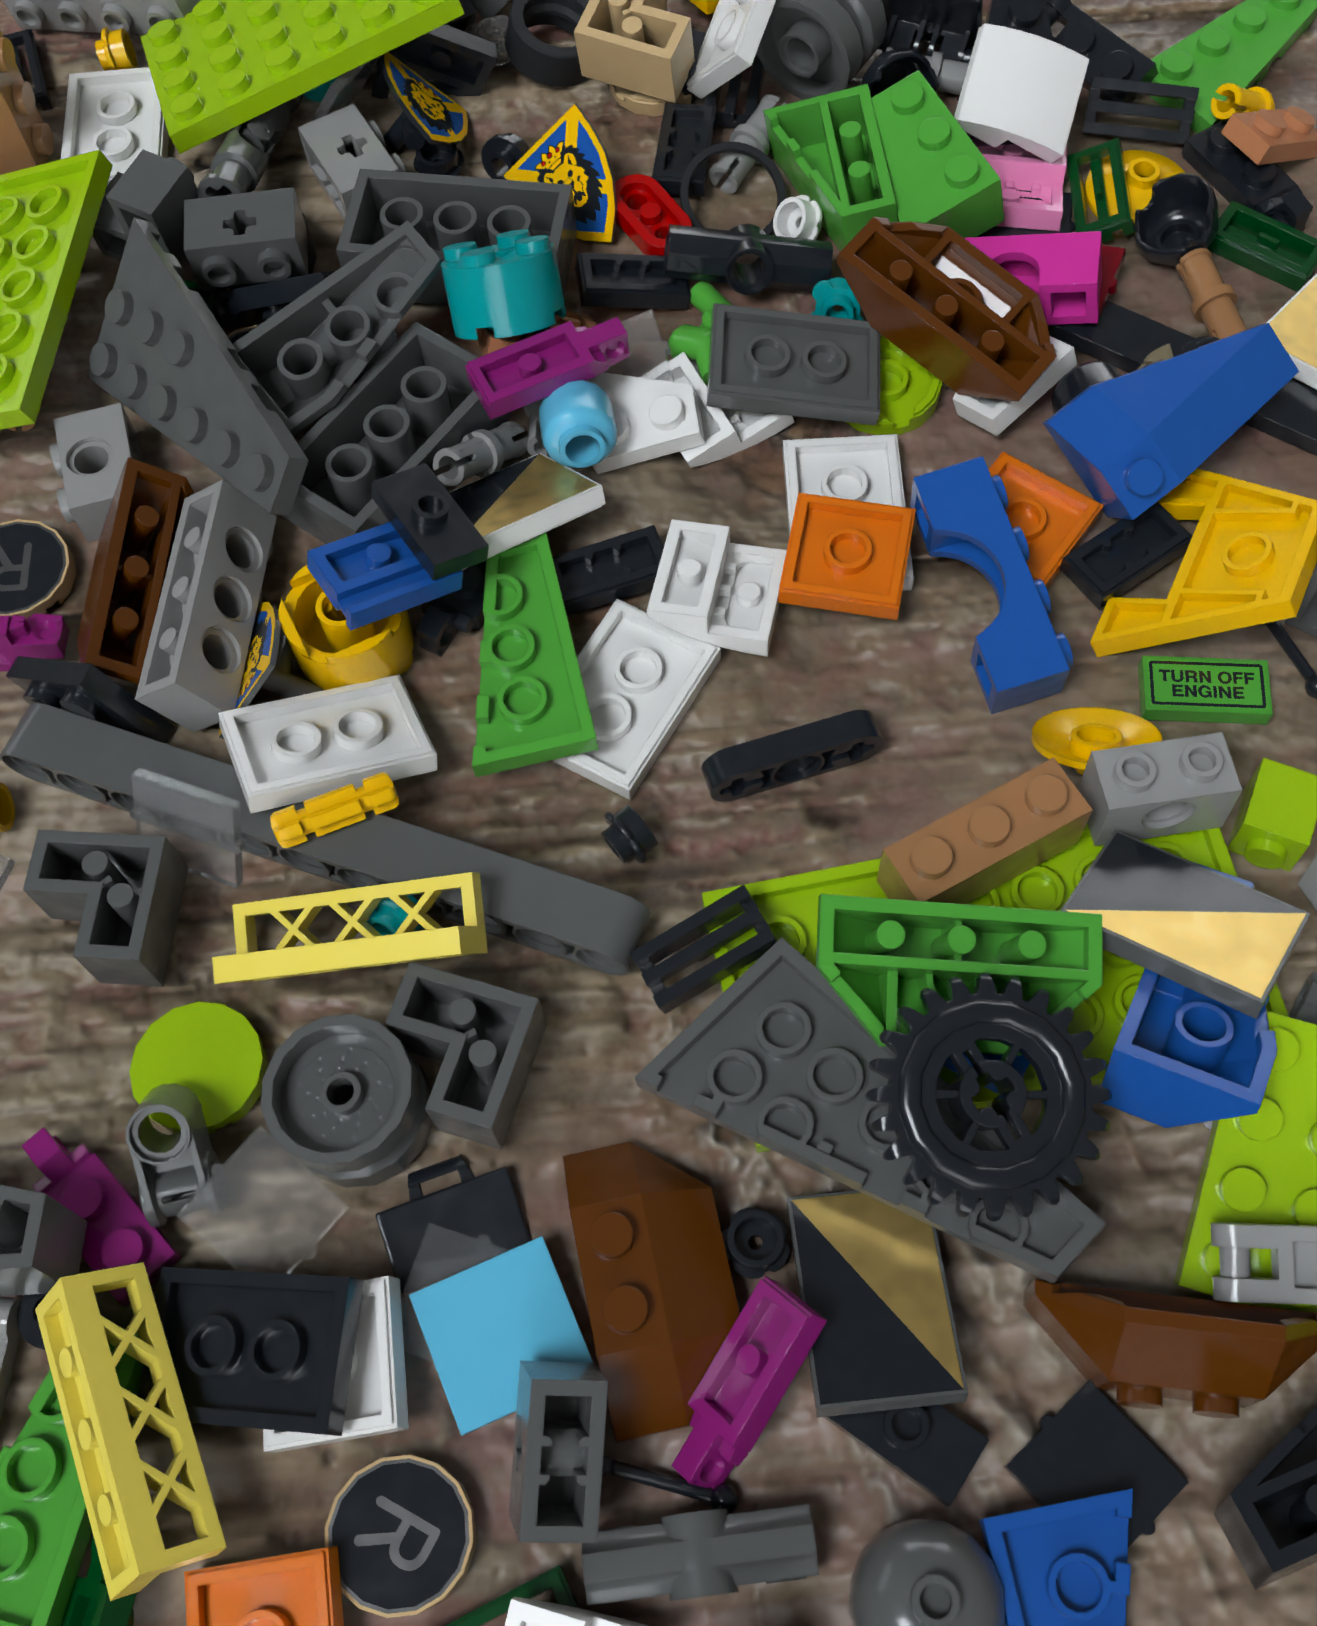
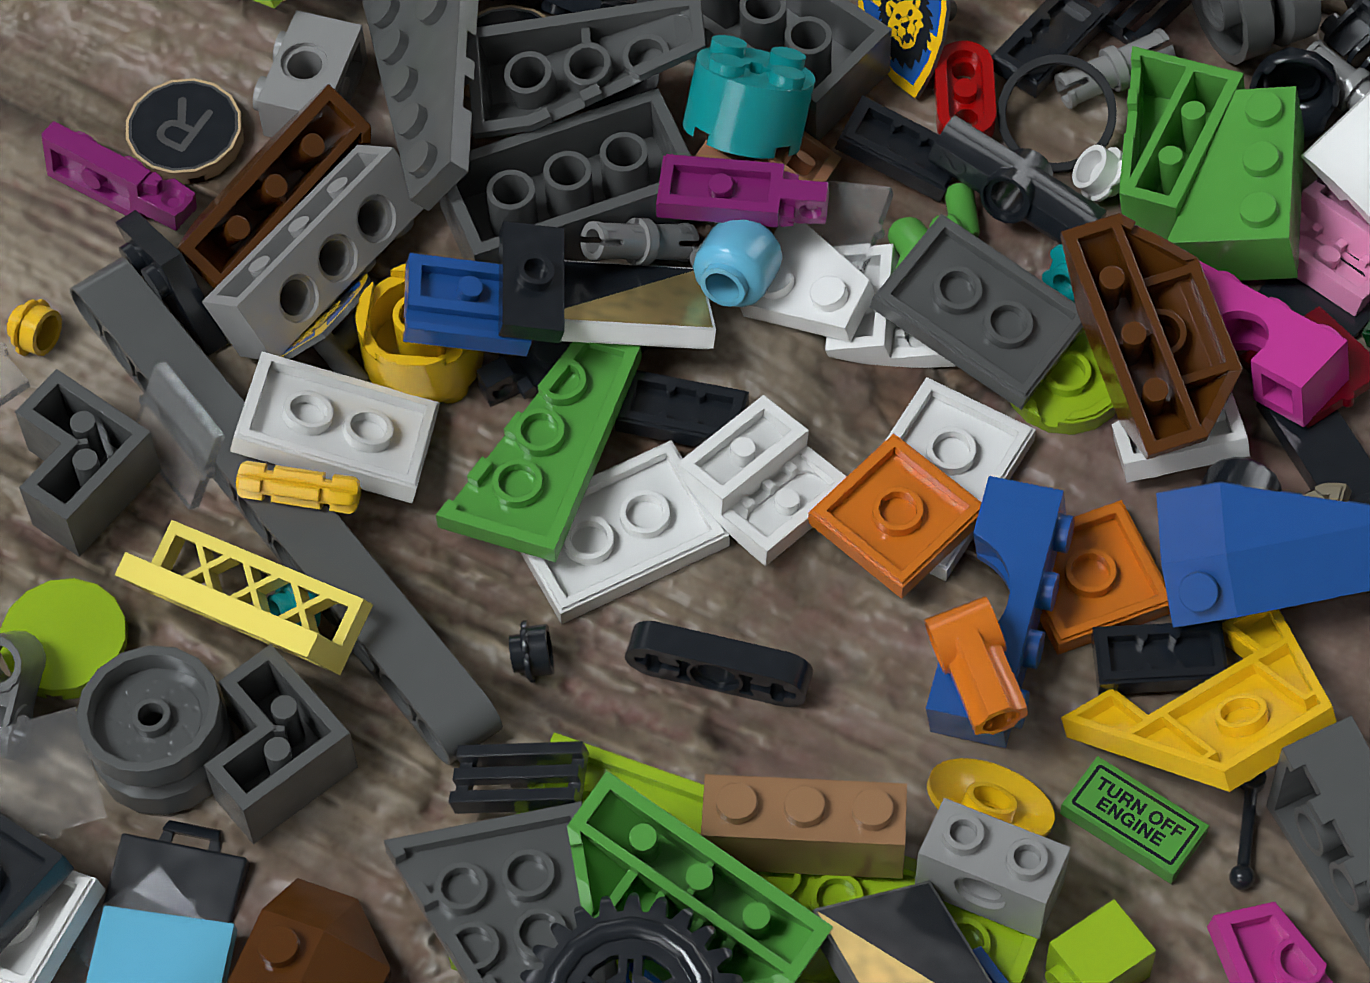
camera: 30 degrees right, 5 degrees down
(1011, 619) = (972, 651): none -> orange piece

